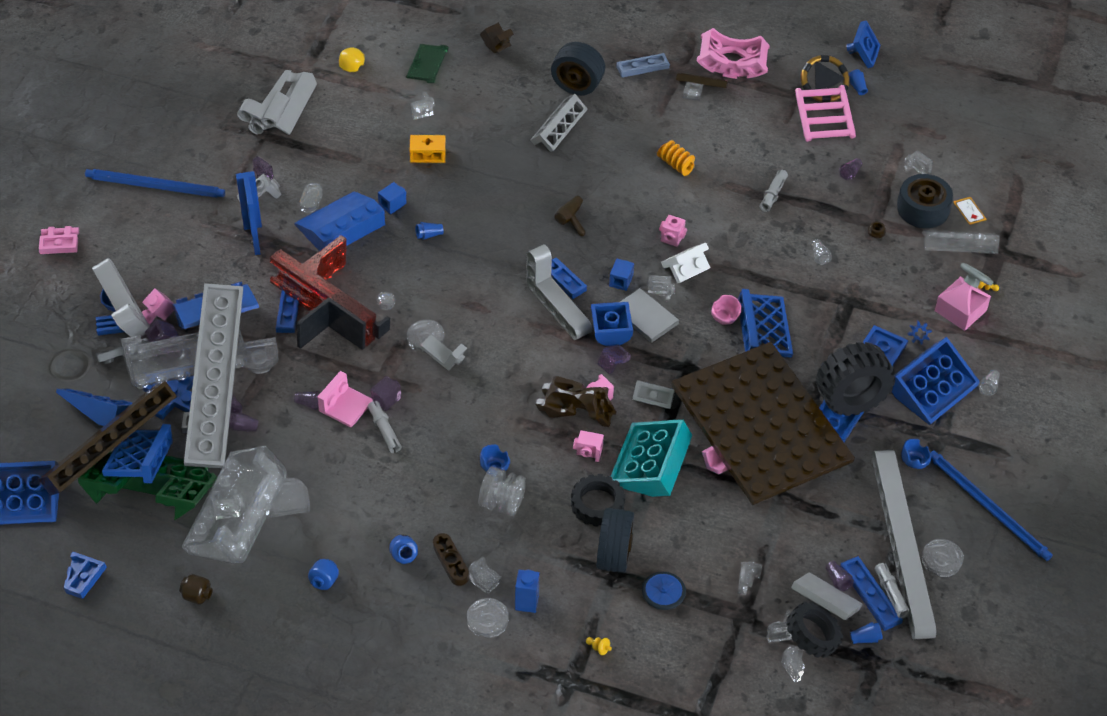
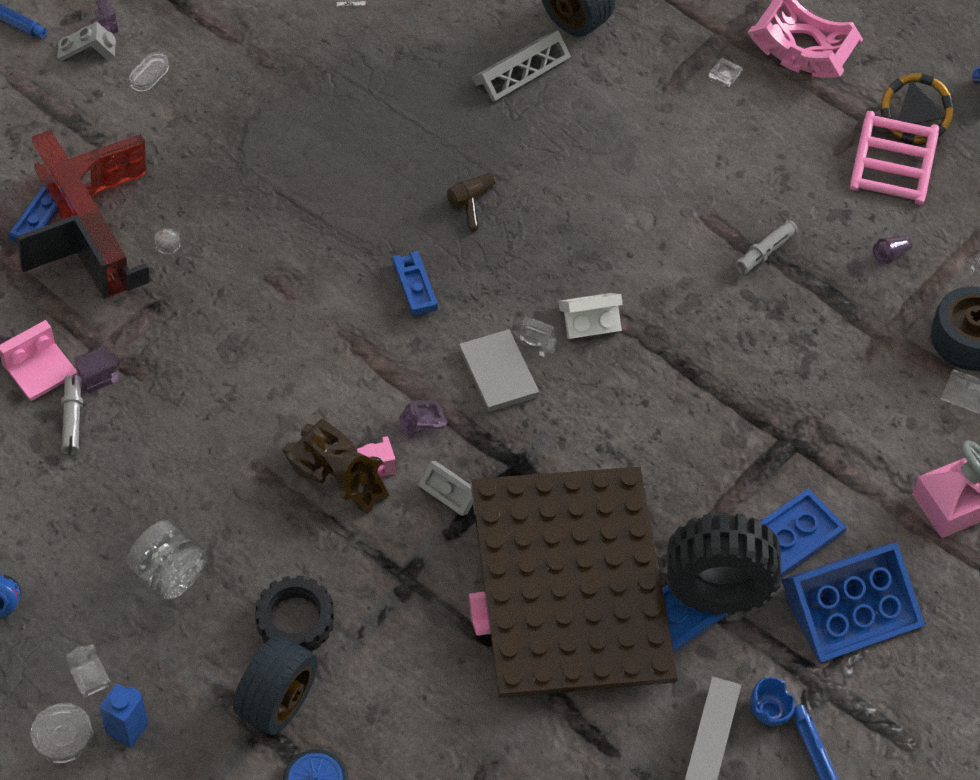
camera: 20 degrees right, 5 degrees up
(249, 205) = (46, 65): blue fence -> none
(349, 216) = (170, 115): blue slope -> none
(392, 198) = (248, 103): blue brick -> none
(421, 330) = (193, 305): clear tile -> none
(427, 148) = (329, 49): light orange brick -> none
(428, 230) = (272, 161): blue cone -> none
(442, 354) = (197, 337): light grey bracket -> none
(450, 568) = (52, 620): dark brown beam -> none
(493, 456) = (185, 509): blue hair -> none
(552, 296) = (385, 302): light grey beam -> none
(589, 444) = (323, 532): bright pink brick -> none
(612, 323) = (438, 367): blue brick -> none
(621, 274) = (493, 302): blue brick -> none
(642, 65) = (677, 17): sand blue tile -> none
(652, 457) = (399, 579): teal slope -> none
(672, 230) = (595, 261): bright pink brick -> none
(677, 157) = (653, 160): light orange piece -> none
(702, 80) = (745, 61): dark brown tile -> none
(726, 309) = (609, 398): bright pink hair -> none
(750, 324) = (636, 423): blue fence -> none
(821, 253) = (787, 357): clear cone -> none
(857, 80) = (964, 124): blue cone -> none
(877, 230) = (885, 343): dark brown plate -> none
(923, 335) = (862, 525): blue gear -> none
(989, 383) = (936, 631): clear cone -> none

